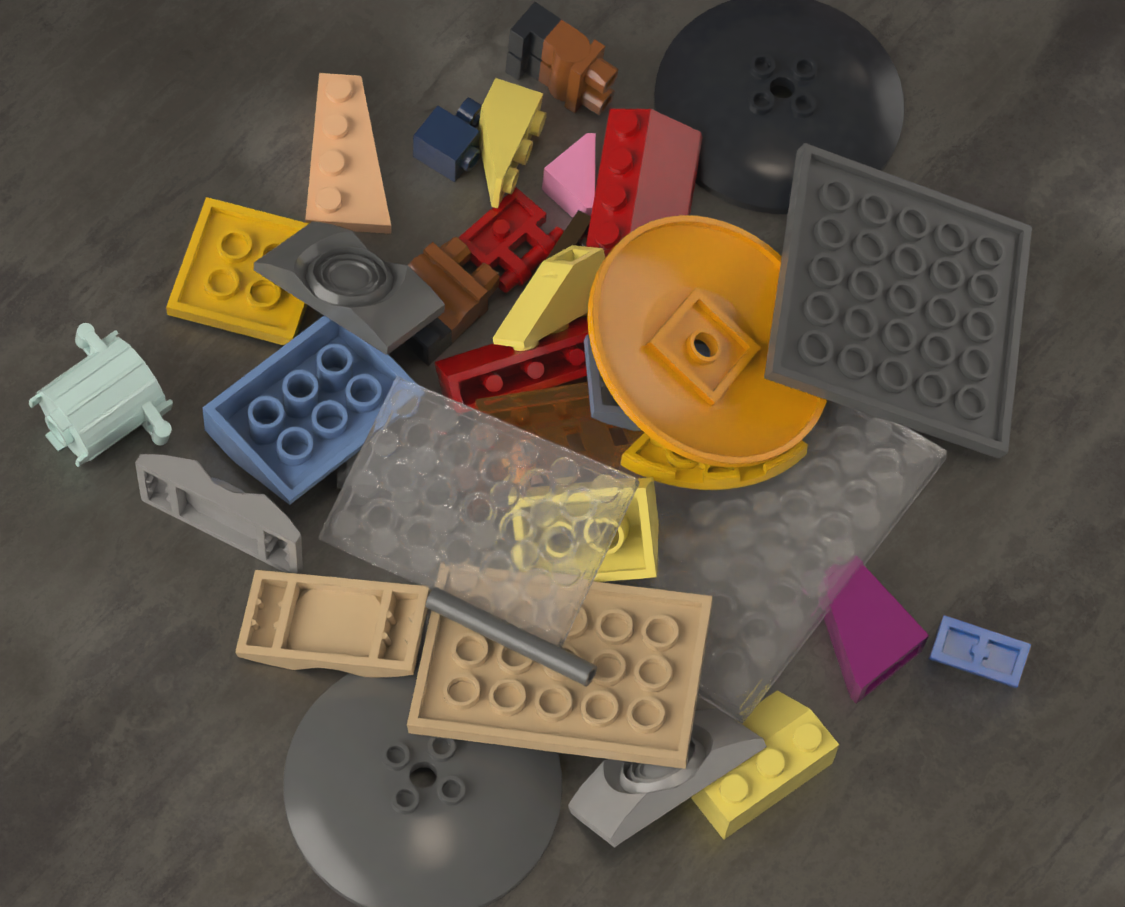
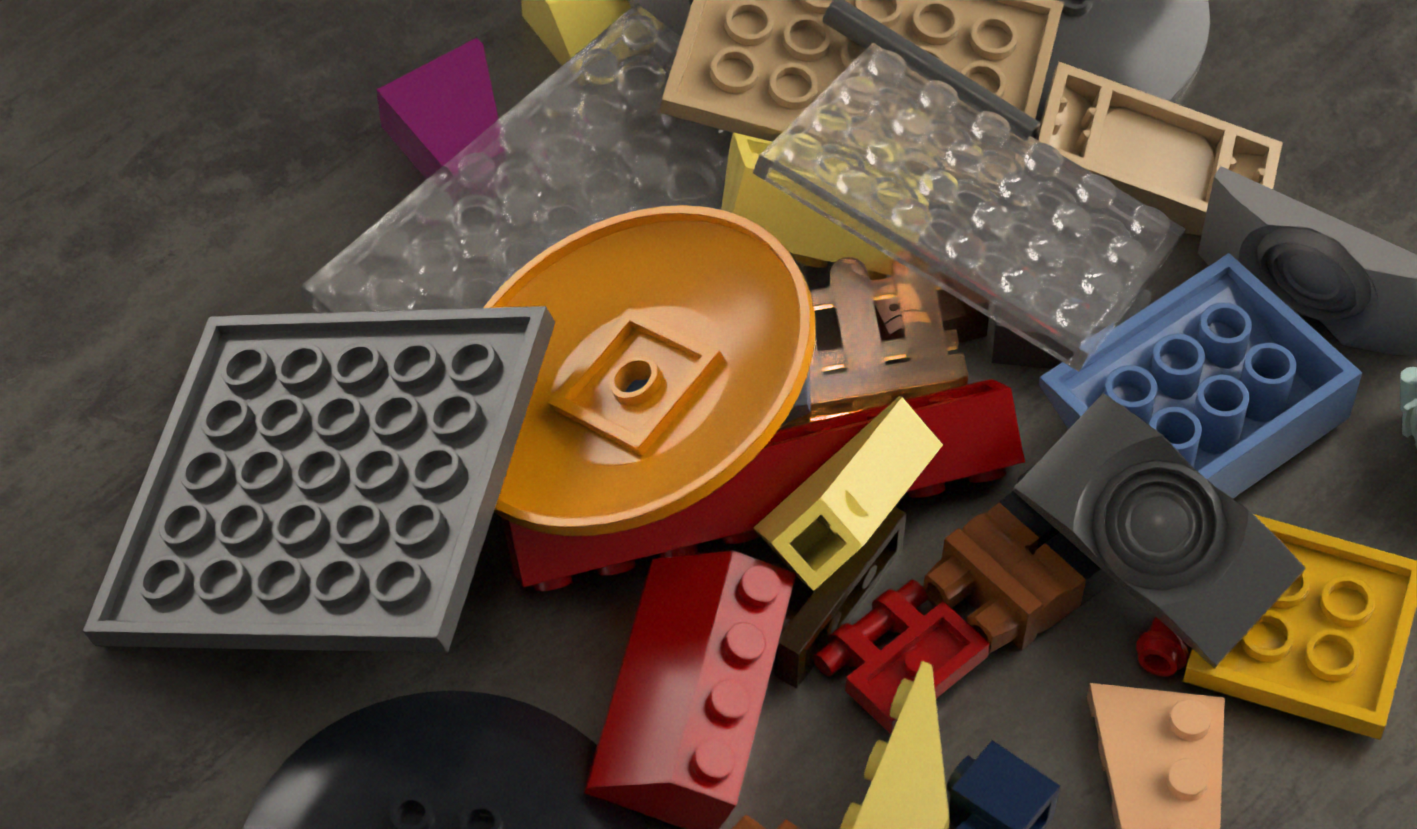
camera: 170 degrees left, 10 degrees down
(571, 177) = (802, 735): bright pink slope -> none
(979, 651) = (311, 90): hinge -> none

